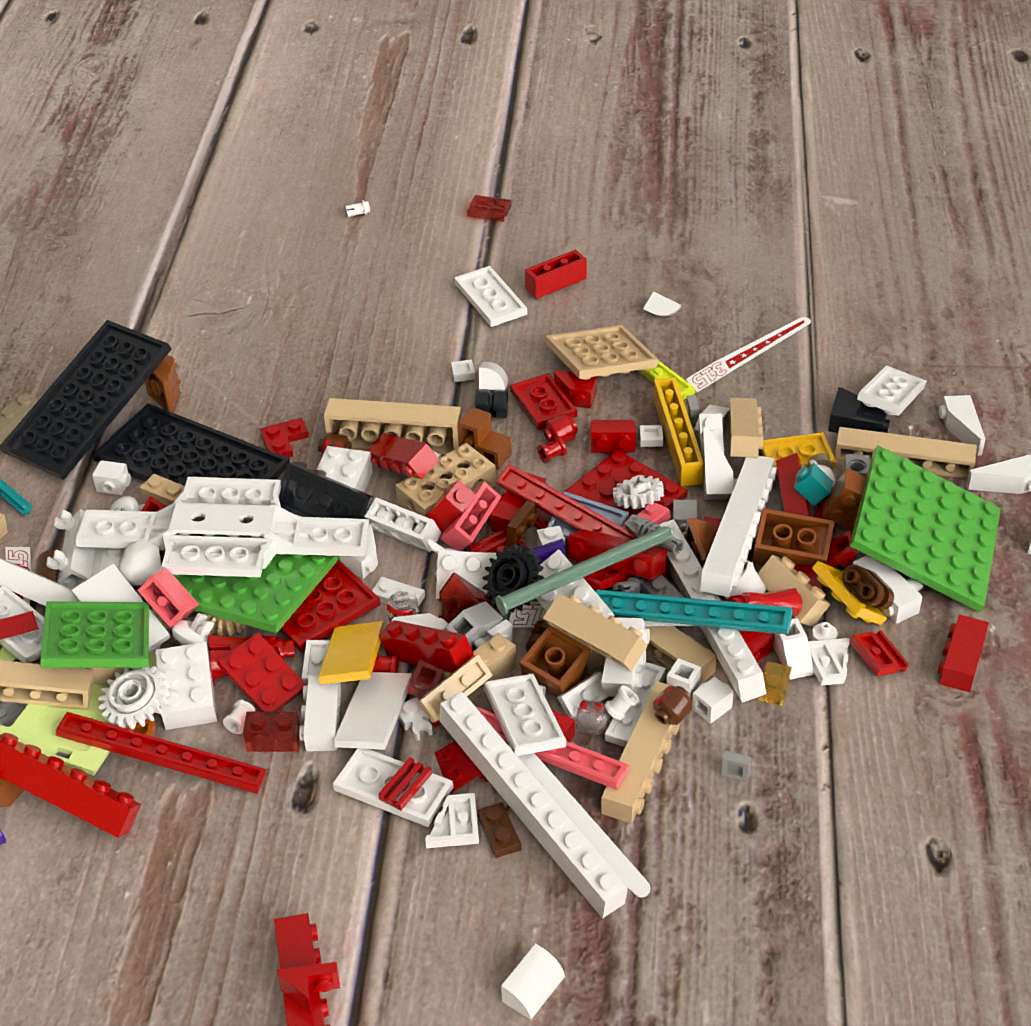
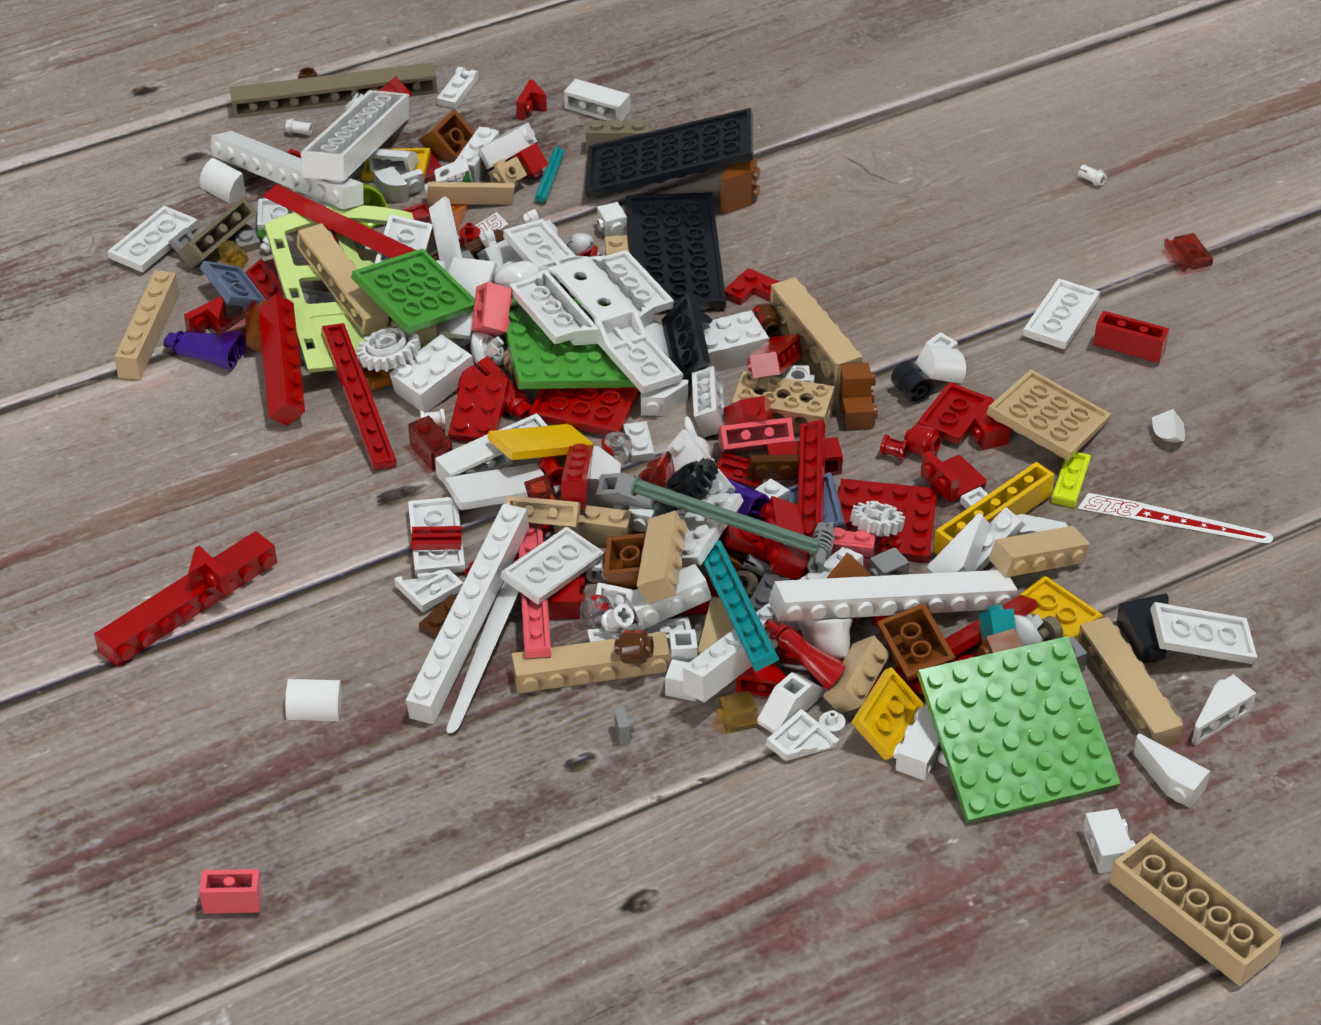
camera: 55 degrees right, 0 degrees up
(692, 409) = (1040, 508): light grey plate -> none
(868, 587) = (896, 717): reddish brown brick -> none
(878, 653) = (838, 767): red plate -> none
(962, 653) = (890, 825): red brick -> none

